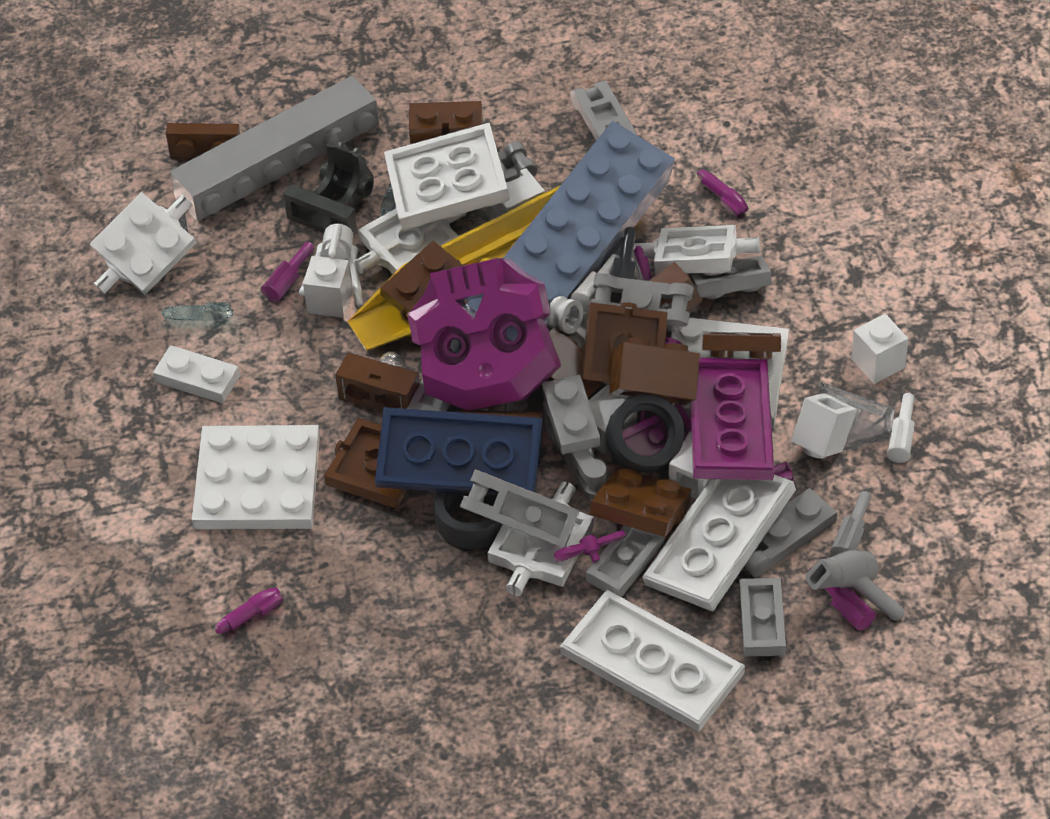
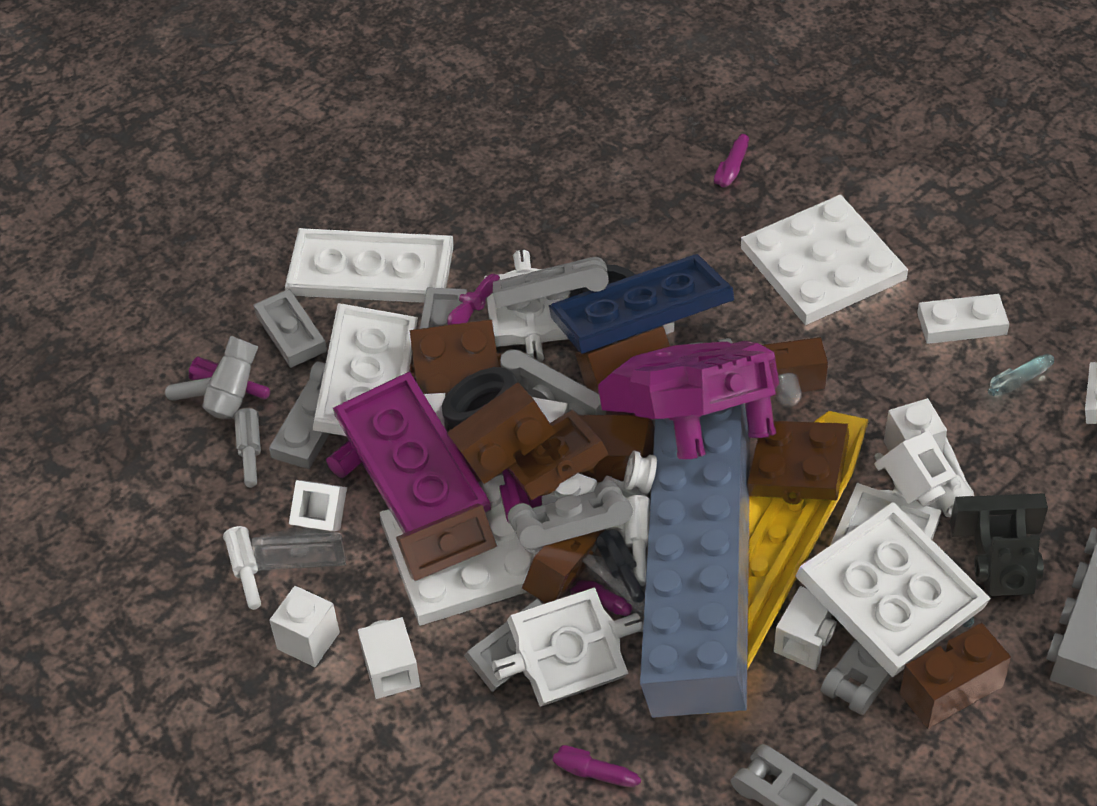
camera: 150 degrees right, 0 degrees up
(285, 274) = (974, 445): magenta axle -> none
(355, 465) = (741, 319): reddish brown plate -> none
(360, 238) = (918, 469): none -> white brick
(570, 414) = (562, 383): light grey plate -> none
(827, 305) = (389, 657): none -> white brick

